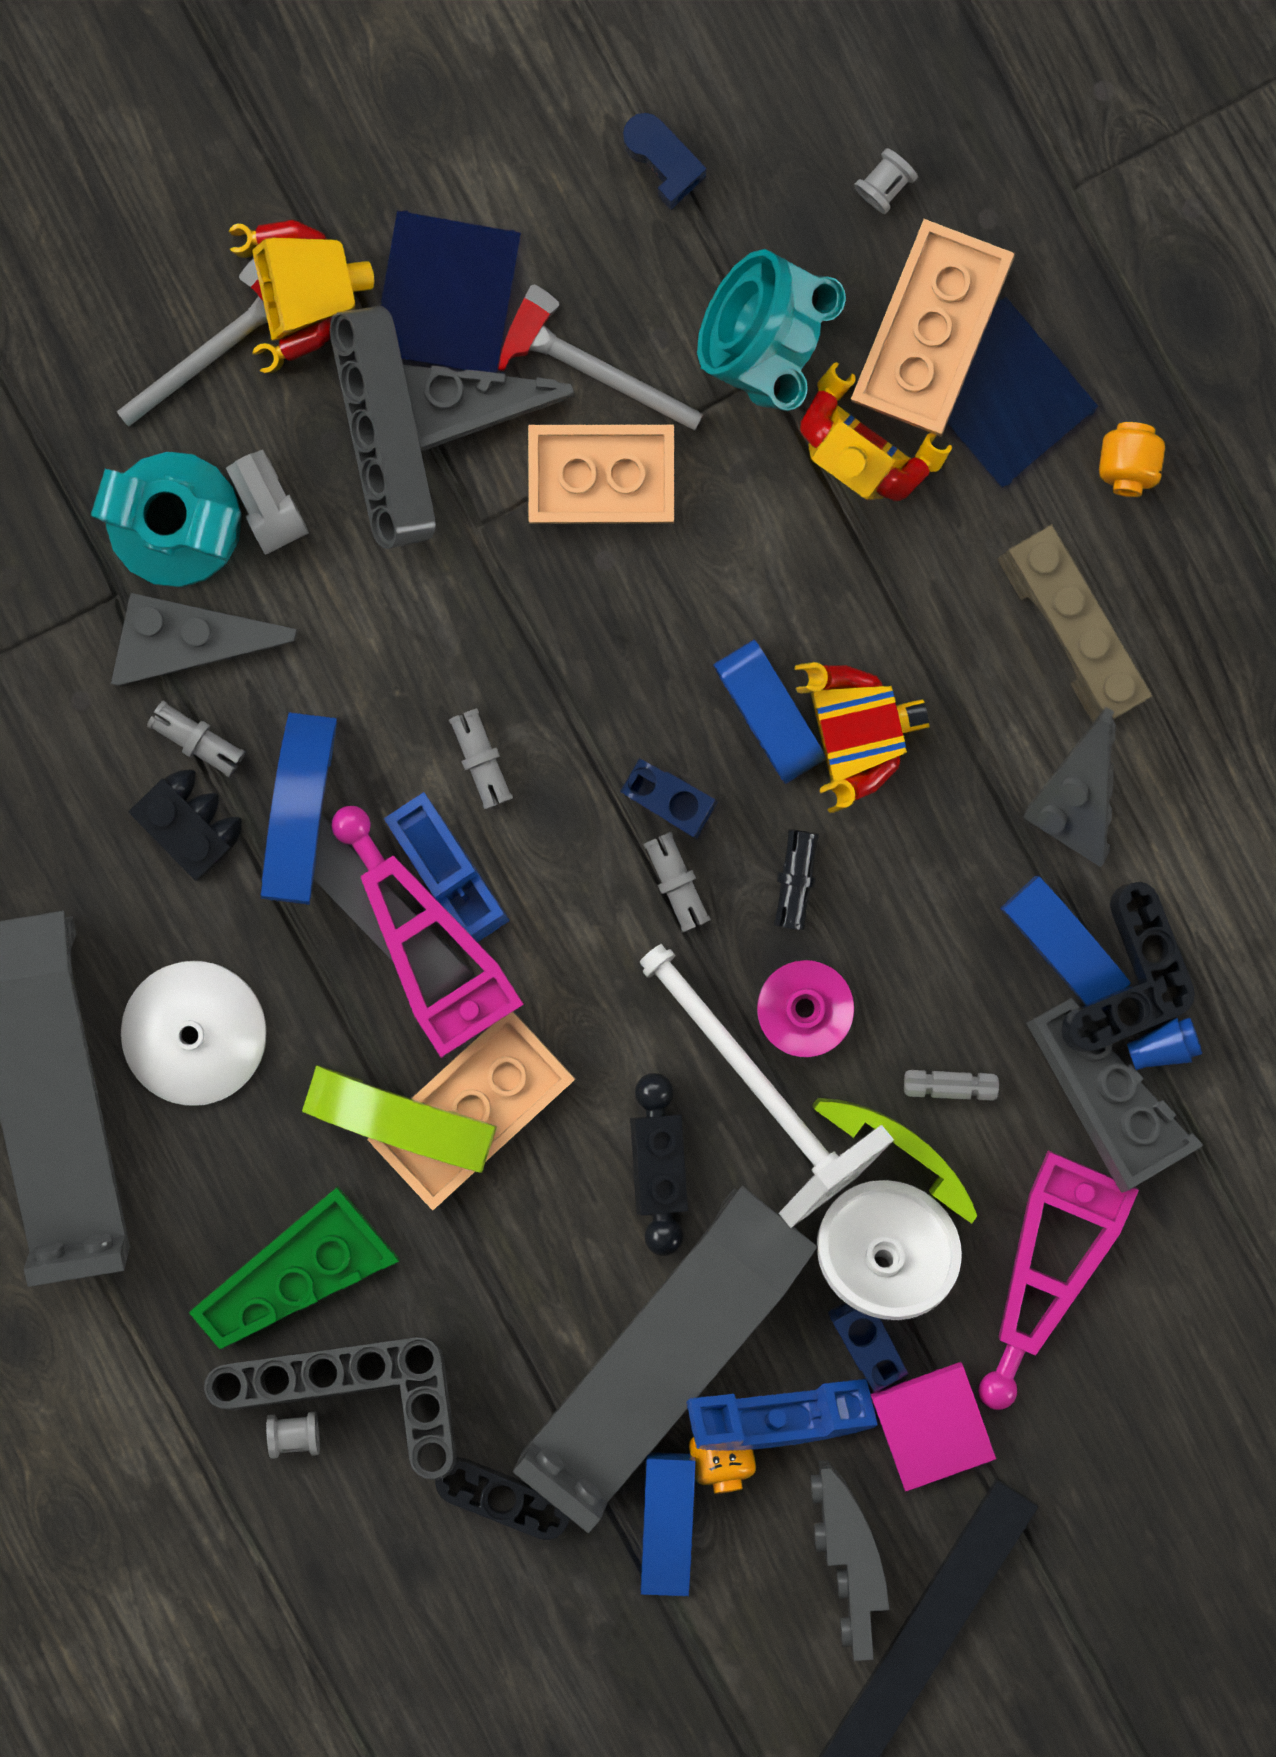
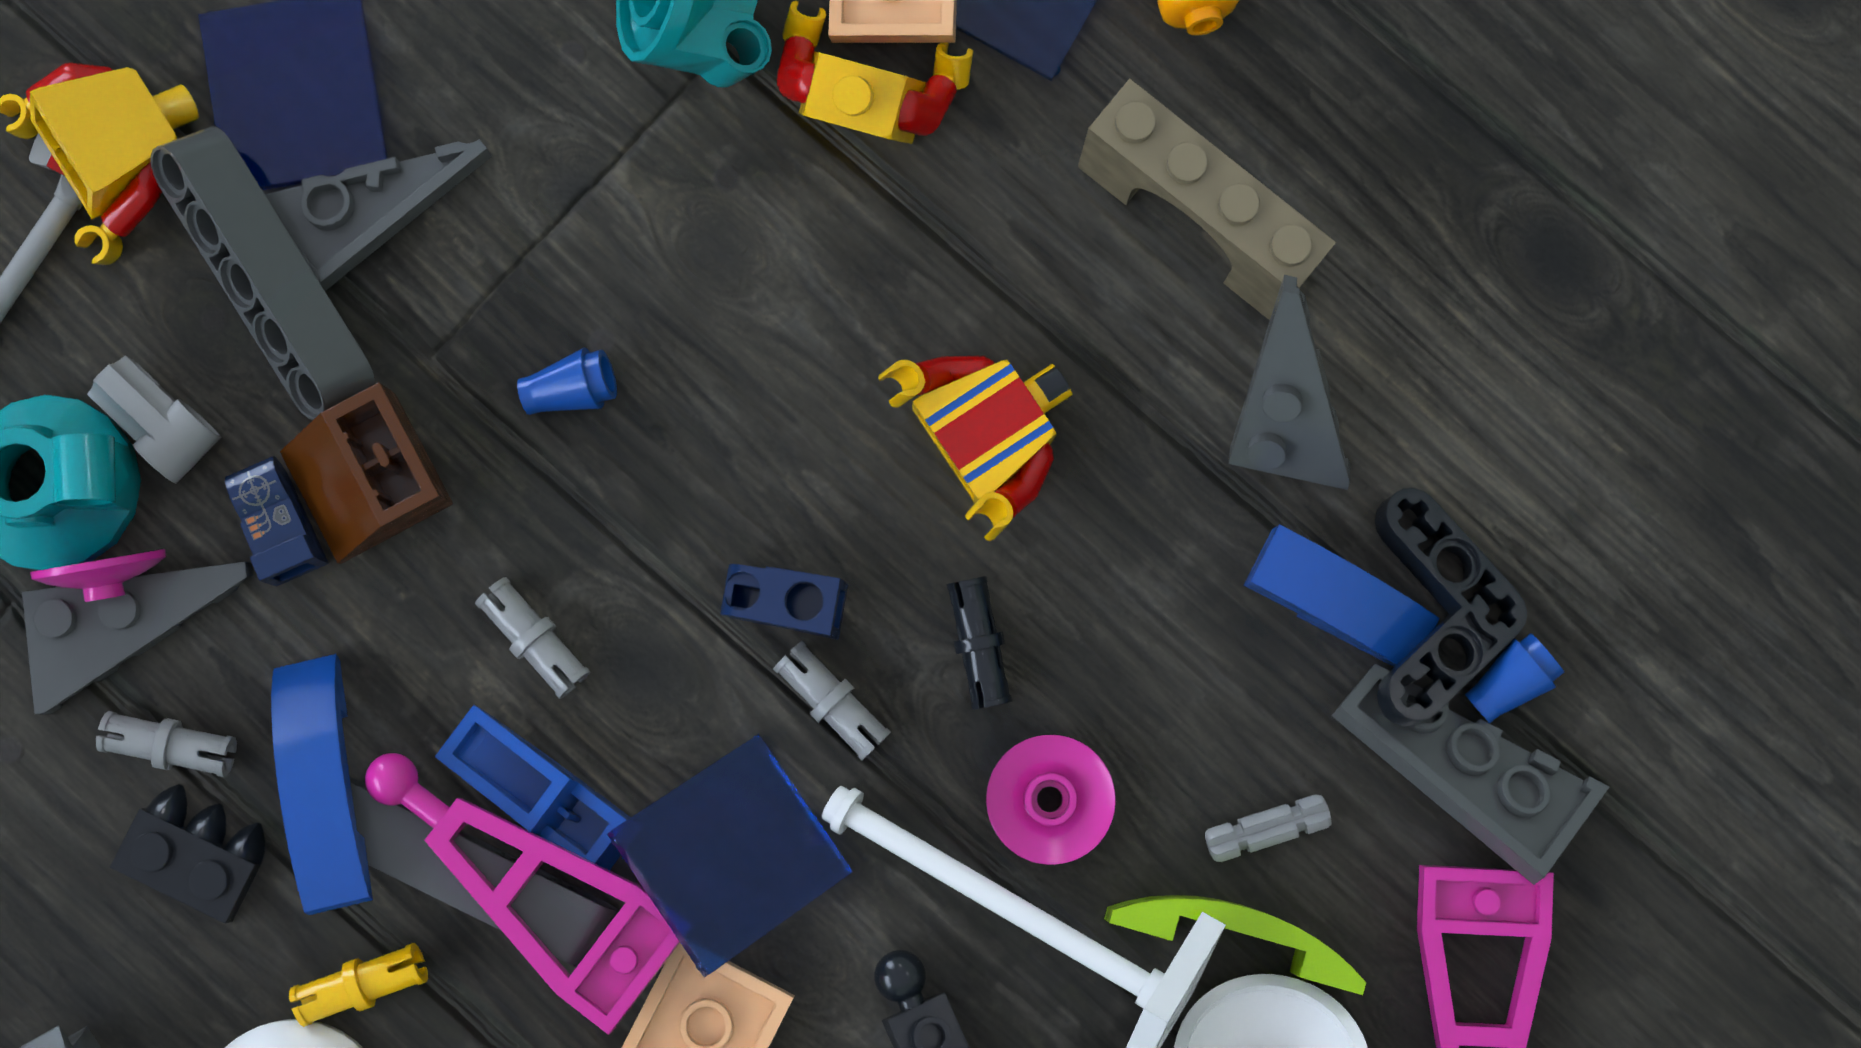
camera: 25 degrees left, 5 degrees down
(195, 604) = (101, 577): none -> dark pink dish
(274, 958) = (358, 984): none -> yellow pin
(326, 608) = (274, 523): none -> dark blue leg
(402, 598) = (364, 472): none -> reddish brown slope
(530, 334) = (411, 101): light grey piece -> none
(568, 964) = (730, 854): none -> clear blue piece
(573, 586) = (571, 383): none -> blue cone
(601, 474) = (556, 236): light nougat plate -> none
(769, 711) = (869, 447): blue beam -> none

